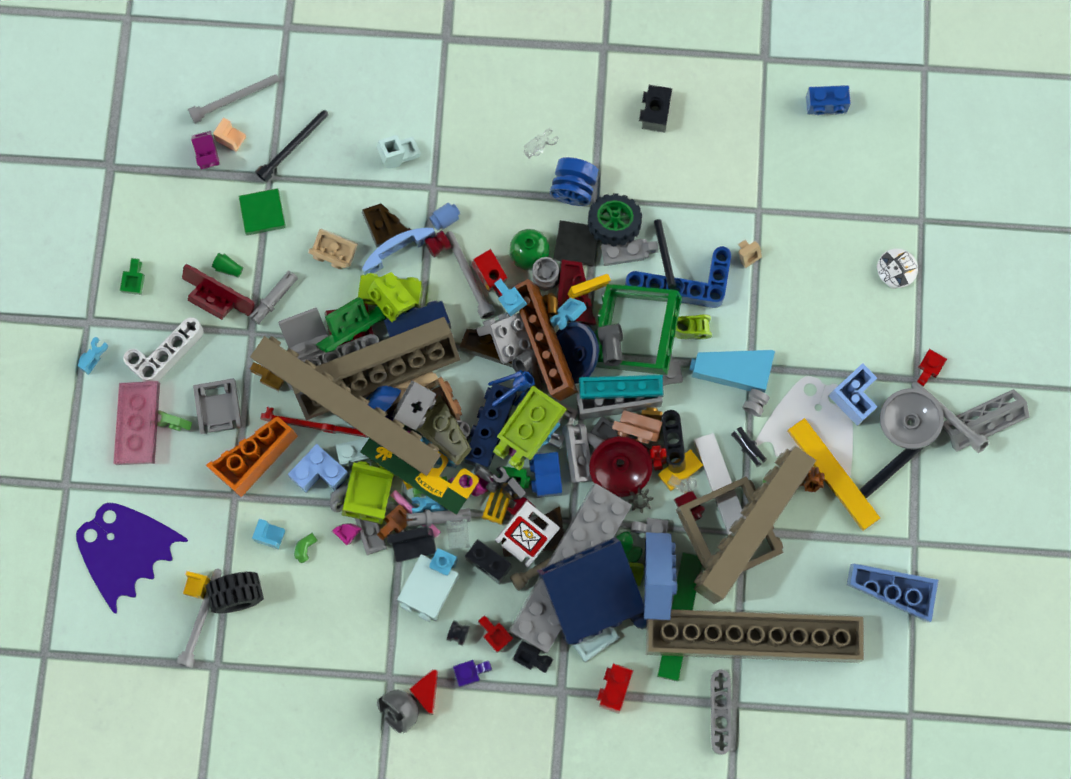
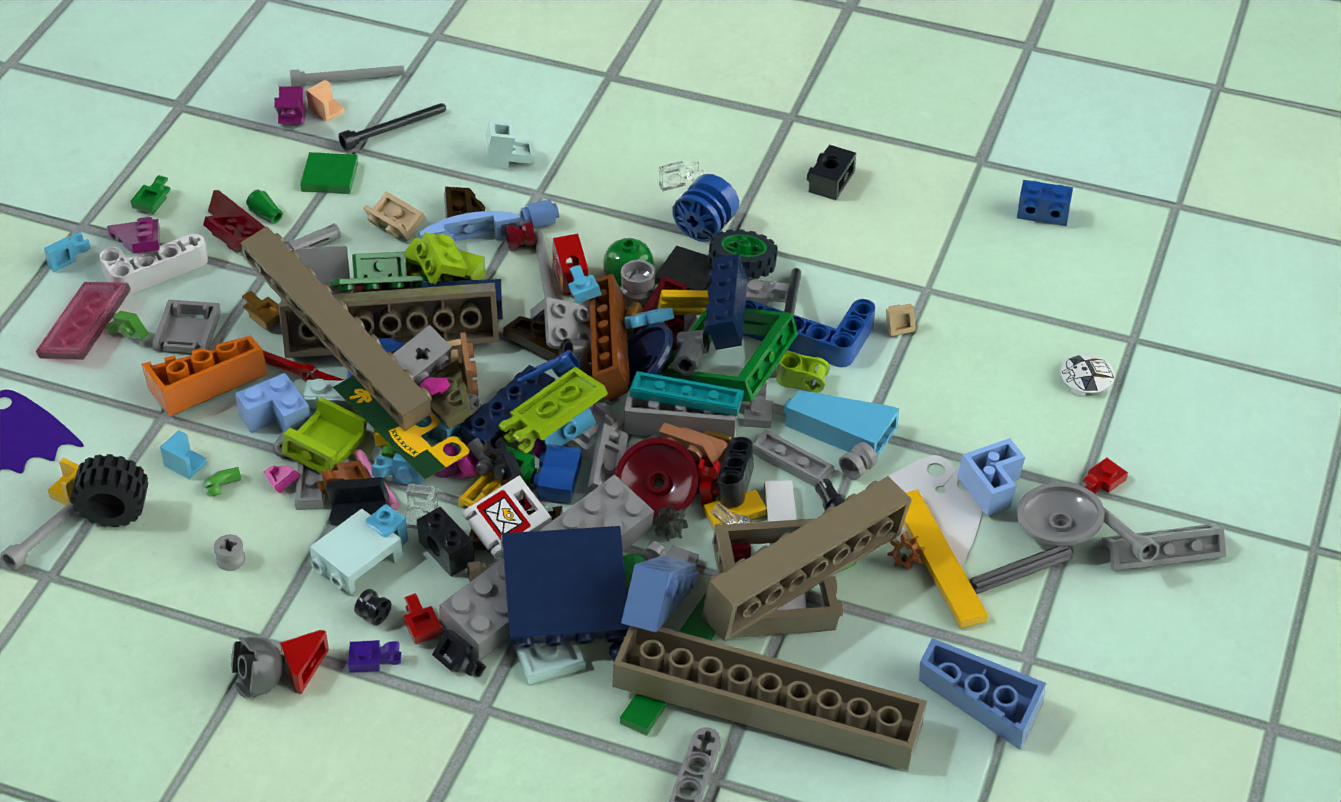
camera: 15 degrees right, 30 degrees down
(143, 328) = (139, 235): none -> magenta wing
(339, 616) = (229, 552): none -> light grey wheel
(430, 431) = (435, 385): none -> dark pink tile
(438, 517) = (398, 481): light grey pin -> none
(615, 689) = (556, 713): red brick -> none
(625, 290) = (726, 302): none -> dark blue brick
(706, 409) = (791, 458): none -> light grey tile

